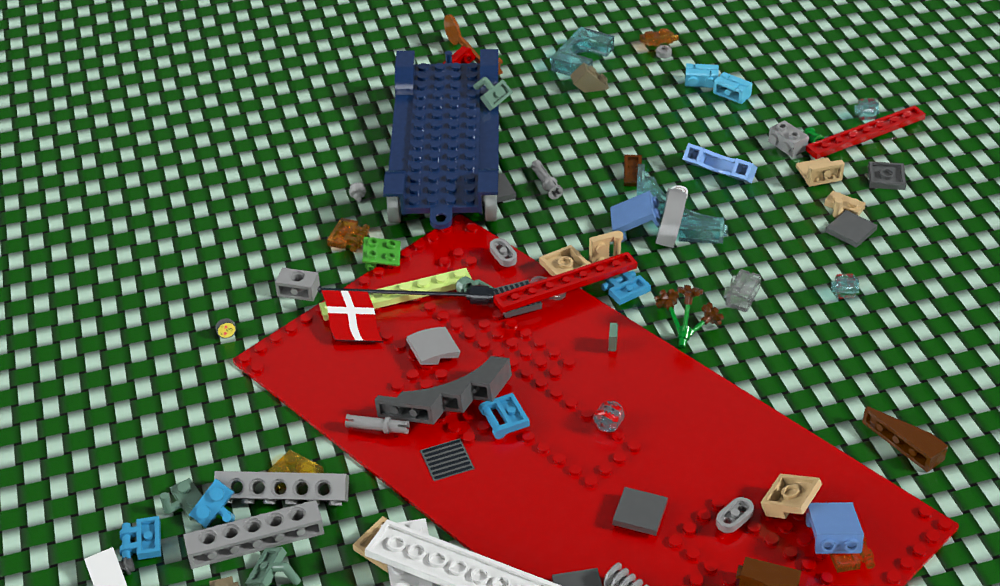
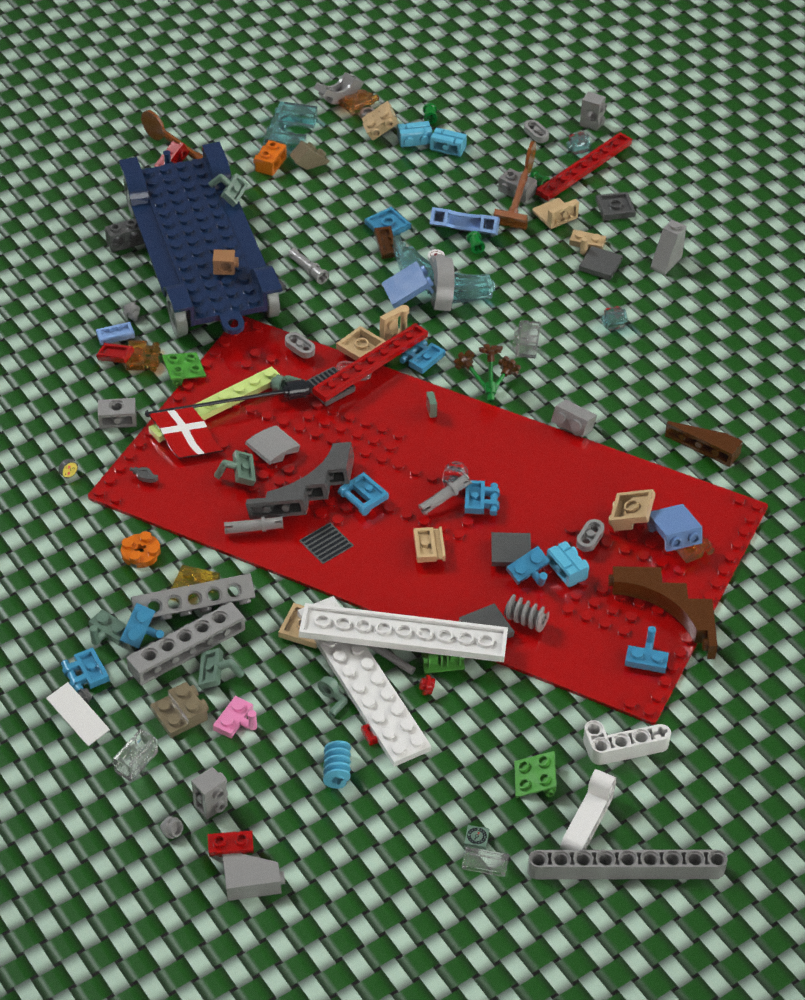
camera: 20 degrees left, 5 degrees up
(249, 418) = (140, 541): none -> orange plate
(294, 349) = (144, 474): none -> dark grey piece
(322, 227) = (115, 353): none -> red tile
(332, 209) = (115, 333): none -> light blue plate
(379, 121) = (123, 235): none -> dark grey brick
(391, 362) = (243, 468): none -> sand green plate
(454, 158) = (225, 262): none -> medium nougat brick
(551, 75) = (270, 158): none -> orange brick
(551, 485) = (429, 544): none -> tan plate
(589, 434) = (450, 490): none -> light grey pin
(621, 446) = (475, 497): none -> dark azure plate
(647, 148) = (391, 218): none -> dark azure tile
(651, 534) = (528, 566): none -> dark azure plate
(652, 22) = (347, 85): none -> light grey arch
(670, 58) = (380, 120): none -> tan plate
(697, 541) = (568, 564): none -> medium azure brick
(724, 182) = (474, 240): none -> green bush
(725, 57) = (430, 113): none -> green bush
(762, 382) = (573, 418): none -> light grey brick
(772, 168) = (512, 217): none -> dark orange piece
(827, 91) = (536, 131): none -> light grey plate
(891, 80) = (593, 111): none -> light grey brick
(929, 224) = (669, 247): none -> light grey slope

